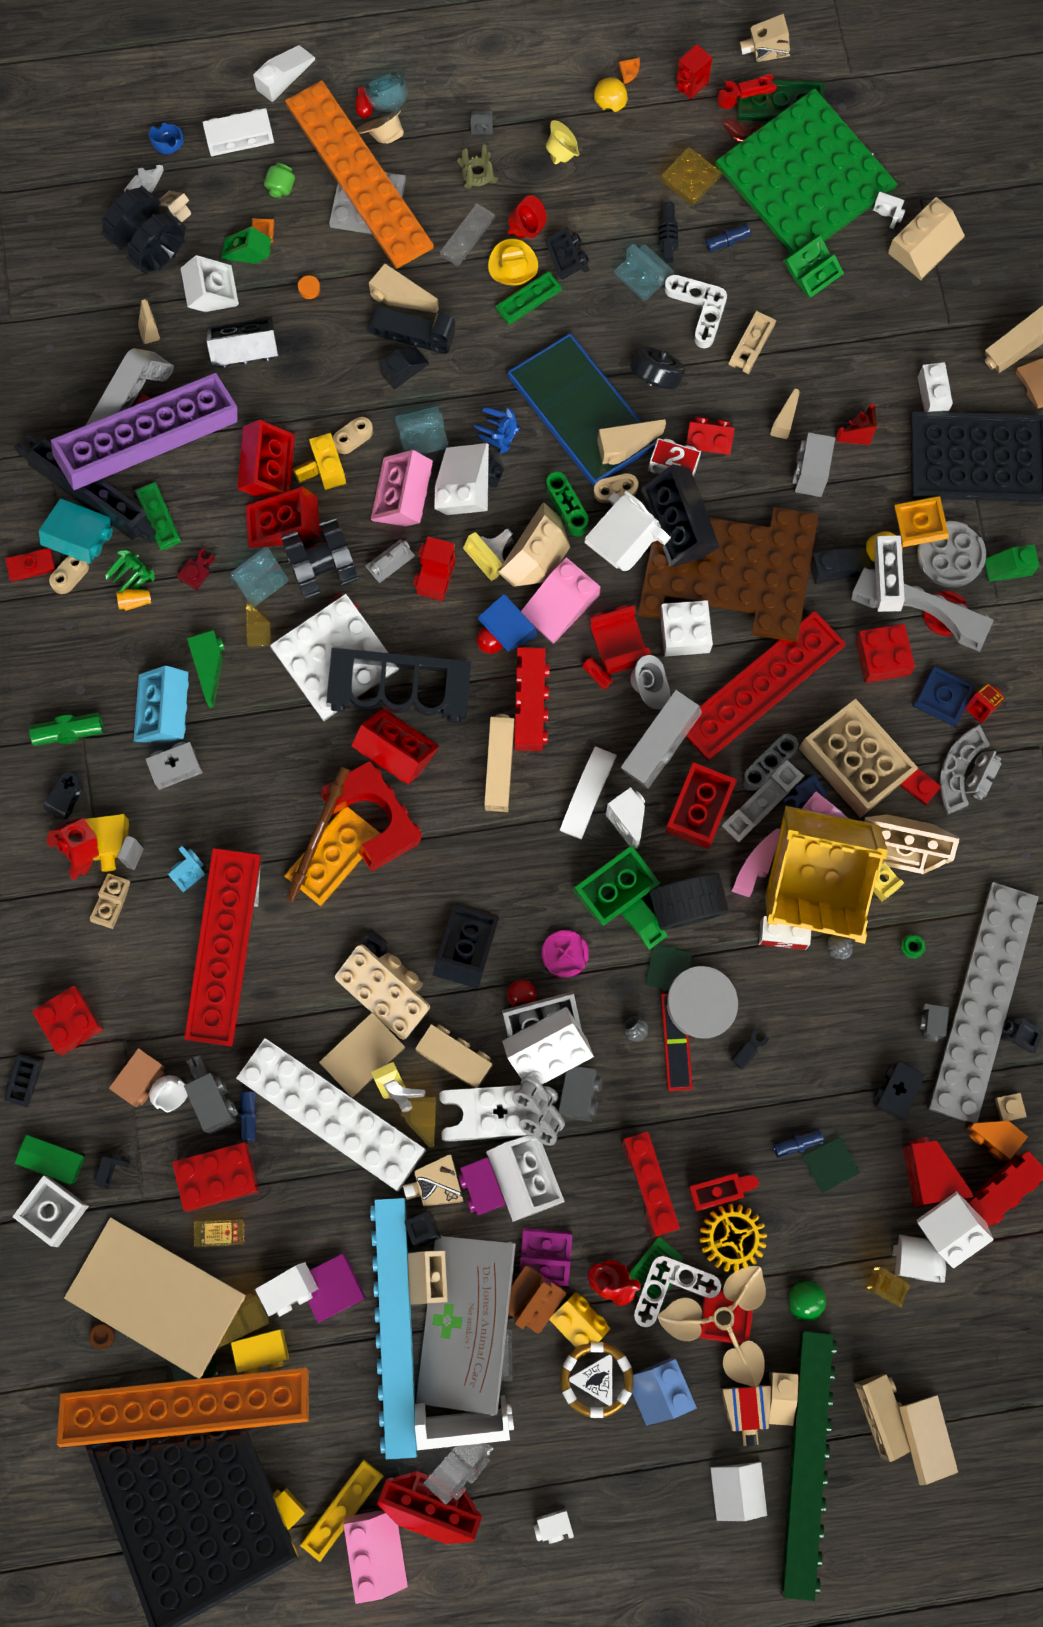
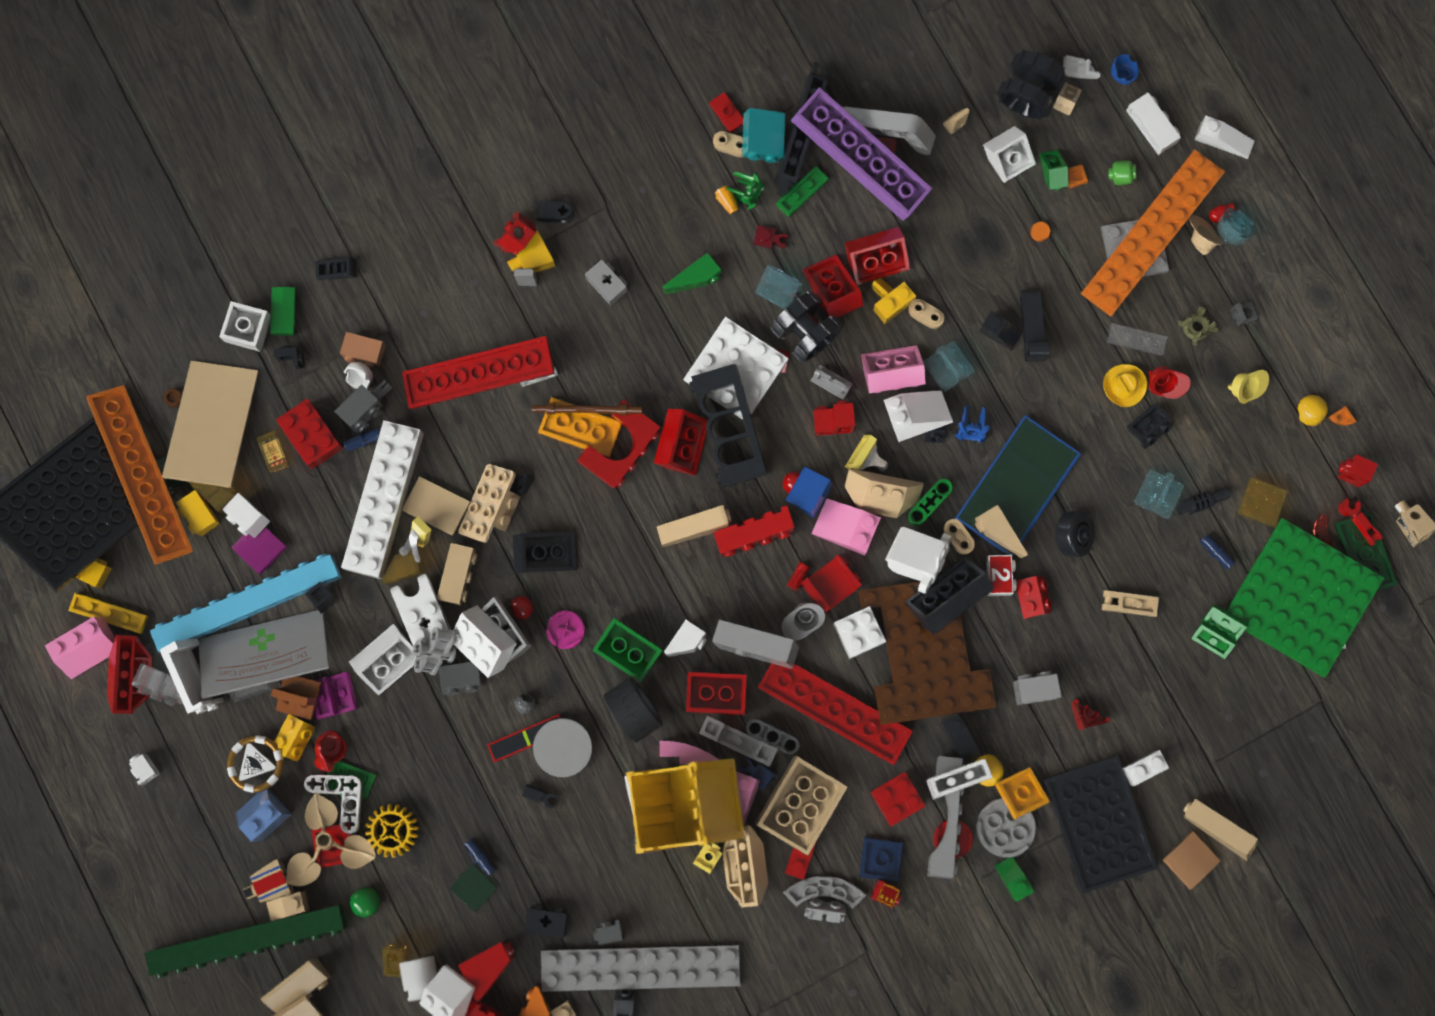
camera: 75 degrees right, 5 degrees up
(66, 729) = (606, 192): green piece -> none
(67, 1020) = (387, 282): red brick -> none
(110, 901) = (487, 277): tan slope -> none
(161, 705) = (649, 254): medium azure slope -> none
(188, 871) = (522, 323): medium azure bracket -> none
(242, 342) = (971, 197): slope -> none
(257, 627) = (738, 302): clear yellow slope -> none
(400, 292) = (1062, 302): tan slope -> none
(427, 1277) = (286, 613): tan brick -> none
(436, 1184) = (358, 596): tan torso -> none
(482, 1187) = (366, 629): magenta brick -> none
(528, 298) = (1099, 408): green tile -> none
(587, 792) = (699, 602): white slope -> none
(644, 923) = (608, 679): green slope -> none
(658, 1206) = (389, 765): red arch -> none
(666, 966) = (583, 711): clear green piece -> none
(708, 304) = (1149, 557): white beam -> none
(720, 1191) = (422, 809): red hinge -> none
(738, 1492) = (210, 896): white slope -> none
(783, 422) = (1067, 652): tan slope -> none
(889, 206) = (1300, 675): white bracket -> none
(918, 941) = (669, 903): green plate -> none
(927, 239) = (1282, 719): tan slope -> none

